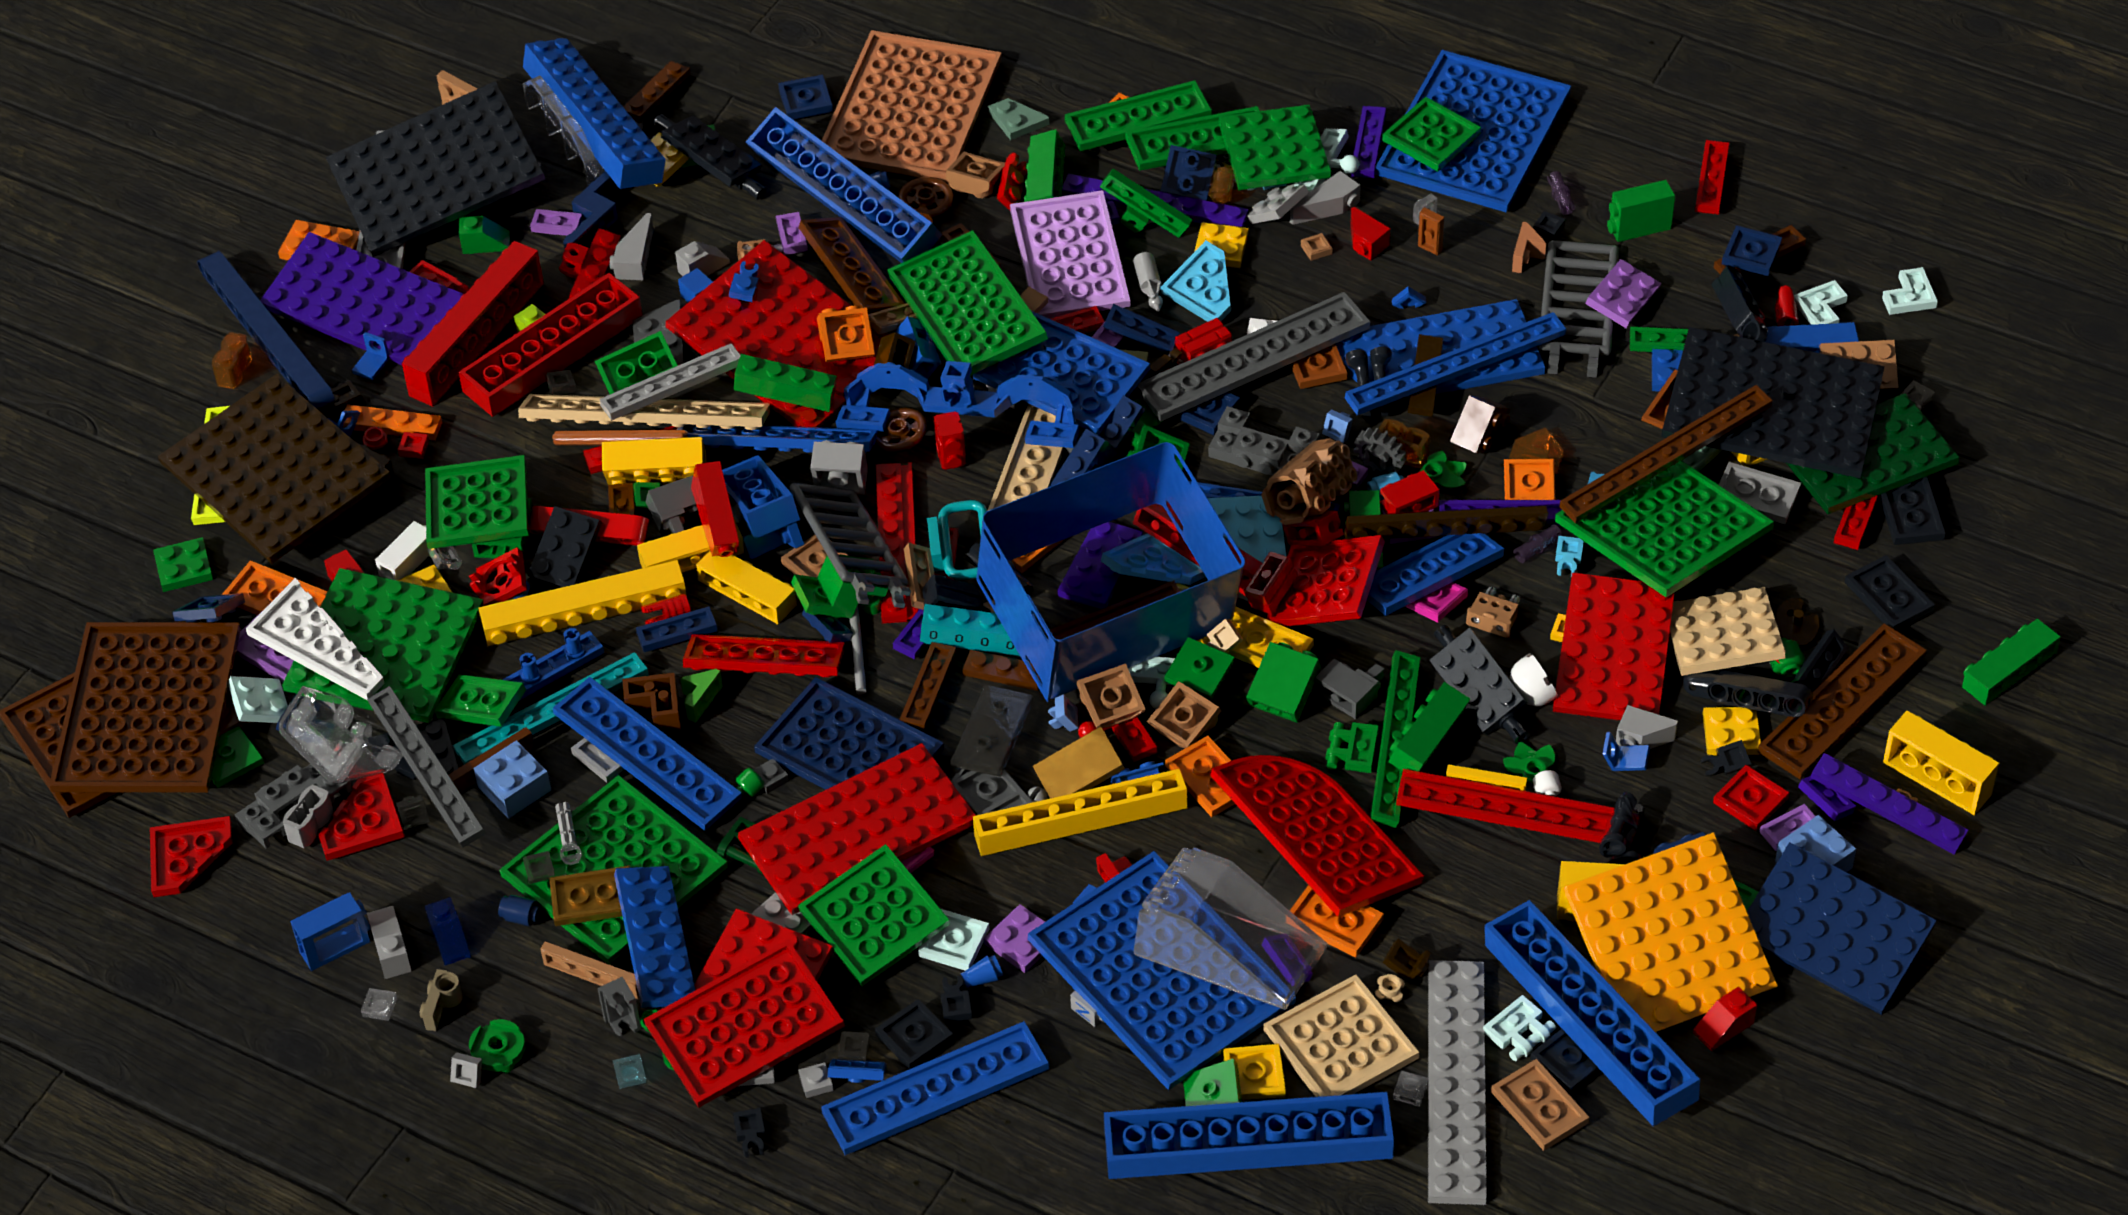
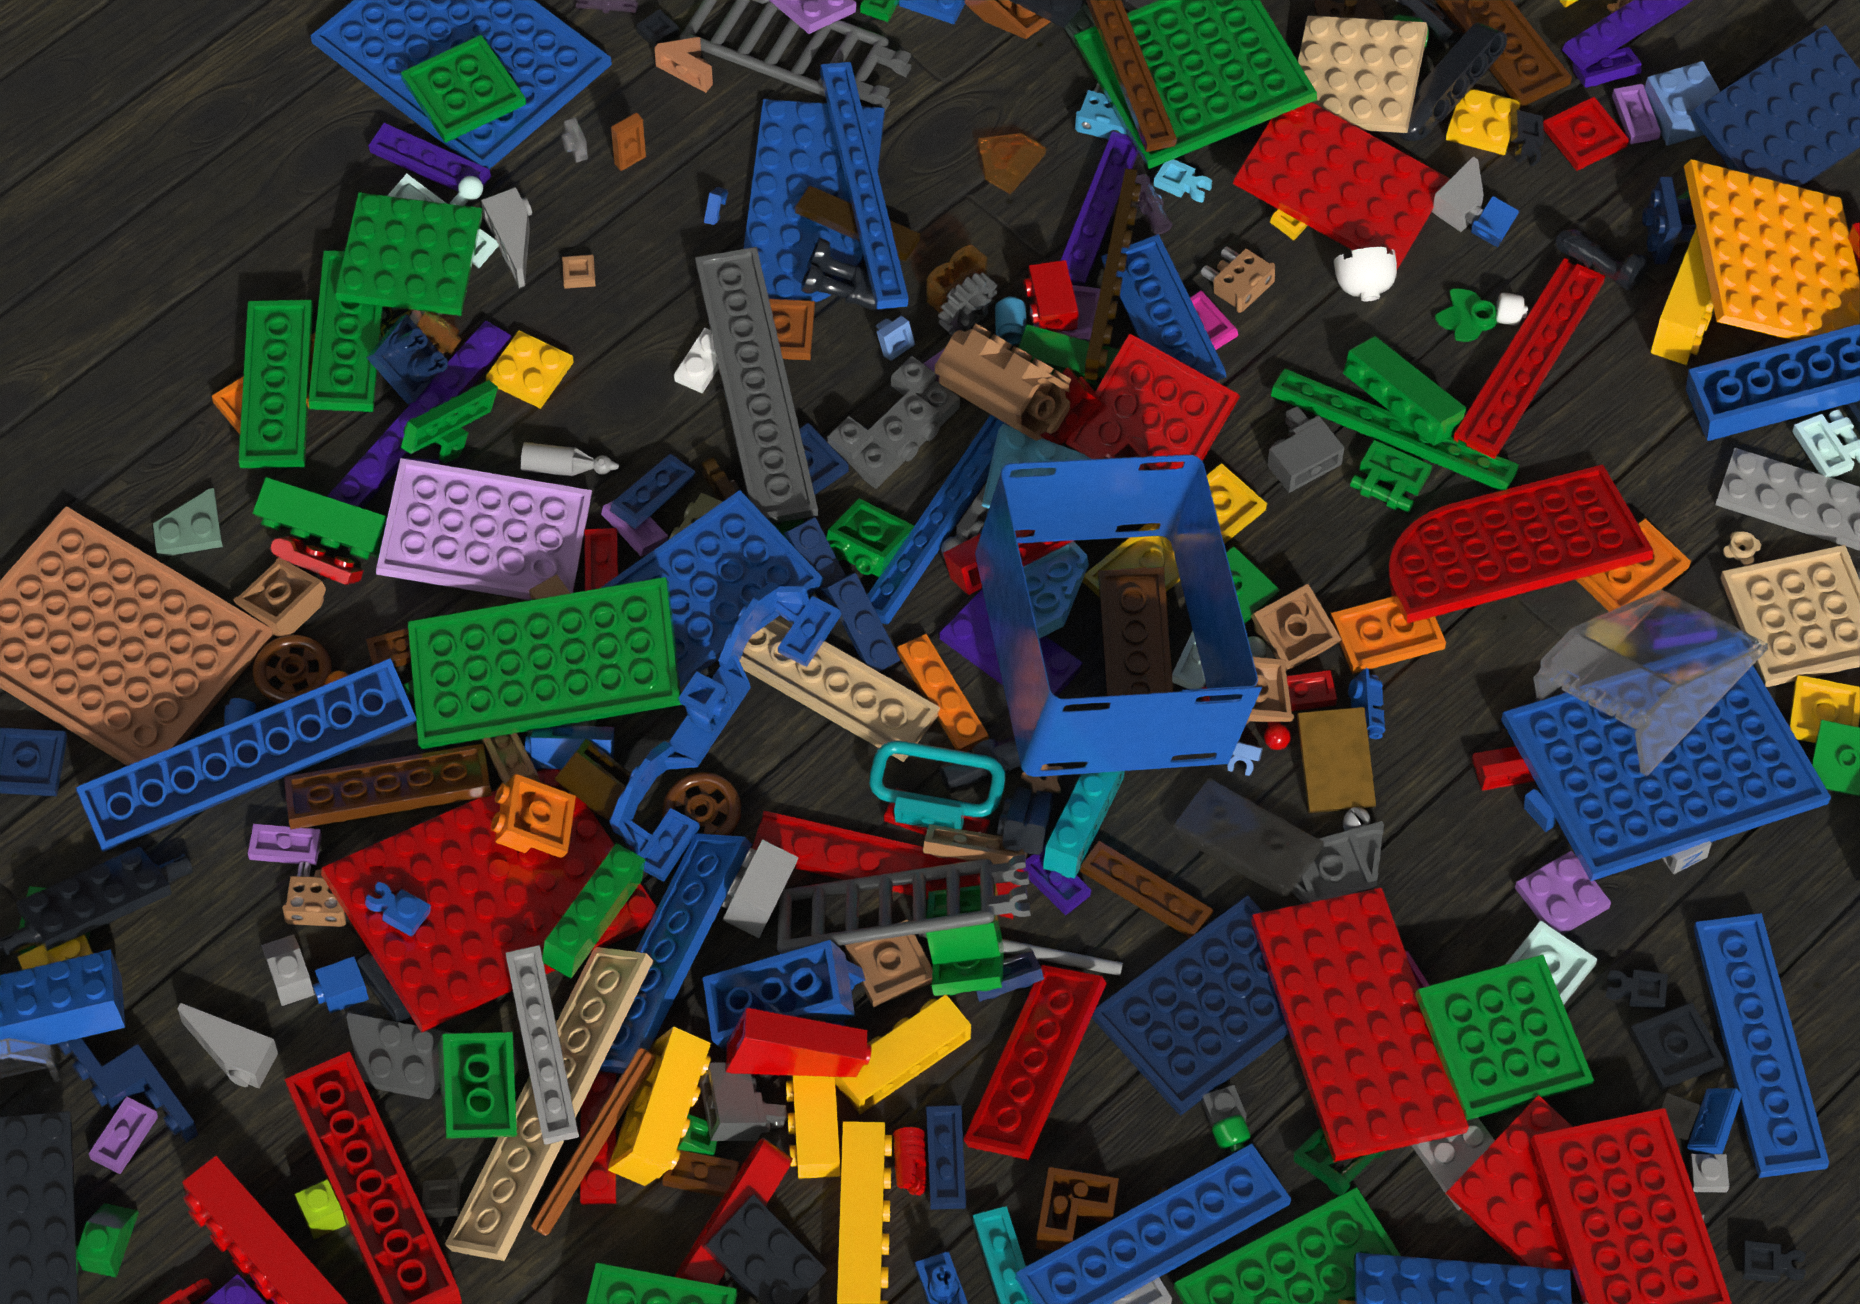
camera: 75 degrees left, 10 degrees up
(589, 264) = (230, 1109): red plate -> none
(700, 692) = (1065, 1147): bright green slope -> none
(950, 440) = (762, 751): red brick -> none
(982, 972) = (1606, 947): blue cone -> none
(999, 670) = (1142, 805): reddish brown plate -> none
(1080, 812) = (1409, 778): yellow brick -> none
(1201, 284) = (599, 405): medium azure plate -> none
(1202, 339) = (698, 432): red brick -> none
(1277, 203) = (503, 283): light grey plate -> none
(1284, 681) = (1283, 509): green brick -> none
(1368, 234) = (588, 211): red slope -> none
(1406, 960) = (1716, 516): dark brown bracket -> none
(1444, 472) = (1005, 257): green plate -> none
(1475, 673) = (1340, 321): black plate -> none
(1478, 422) = (960, 192): brick -> none
(1487, 777) = (1488, 363): yellow tile -> none
(1529, 479) = (1058, 181): orange plate -> none

